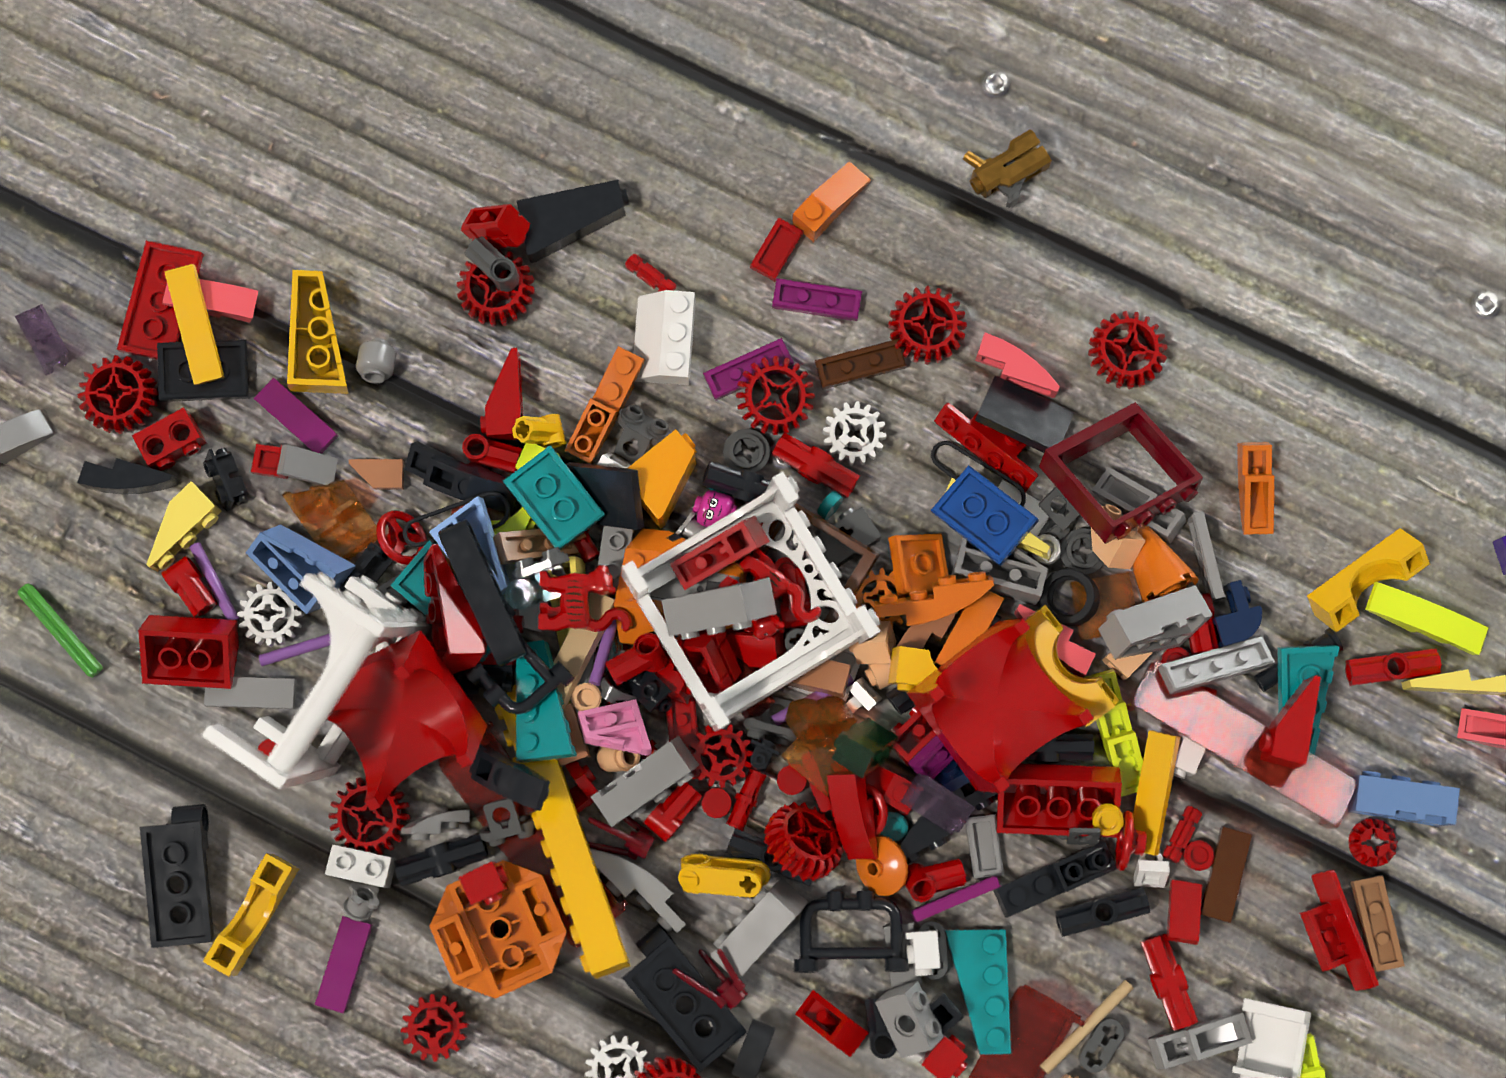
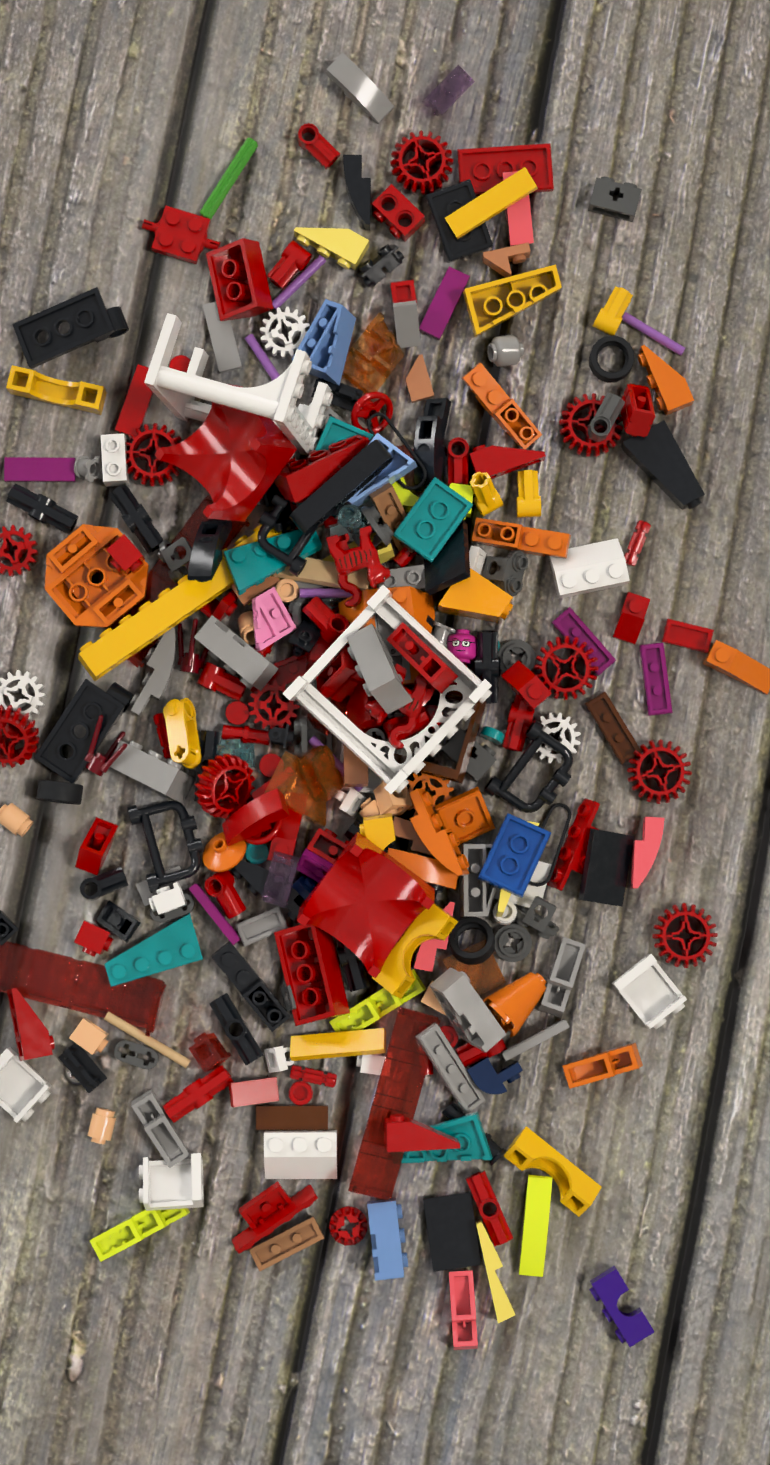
camera: 75 degrees right, 5 degrees up
(58, 511) = (318, 147): none -> red piece
(109, 708) = (180, 235): none -> red plate
(237, 199) = (602, 196): none -> dark grey brick
(264, 334) = (500, 258): none -> nougat slope
(296, 818) = (135, 404): none -> red tile
(373, 229) = (611, 315): none -> yellow piece
(393, 975) = (42, 508): none -> black piece
(409, 188) = (652, 333): none -> medium lavender bar
(419, 221) = (611, 341): none -> black tyre
(432, 824) = (159, 501): light grey slope -> none
(441, 385) = (501, 407): none -> orange slope
(476, 186) = (668, 384): none -> orange slope
(563, 384) = (528, 500): none -> yellow piece
(715, 901) = (159, 720): none -> red axle
(737, 306) = (631, 618): none -> red slope
(765, 808) = (242, 750): none -> clear light blue bracket
(784, 445) = (526, 685): none -> red slope
(864, 747) = (307, 810): clear green brick -> none
(897, 1009) = (114, 902): light grey brick -> none
(918, 462) = (547, 794): none -> black bar
(1108, 819) = (305, 1013): yellow tile -> none
(1117, 553) = (528, 962): light nougat slope -> none
(1126, 961) = (202, 1054): none -> clear red brick
(1129, 842) = (294, 1036): red piece -> none
(1153, 441) = (628, 953): dark red window -> none
(1185, 406) = (650, 992): none -> white panel
(1273, 875) = (300, 1154): none -> white slope
(1408, 720) = (452, 1231): none -> black tile

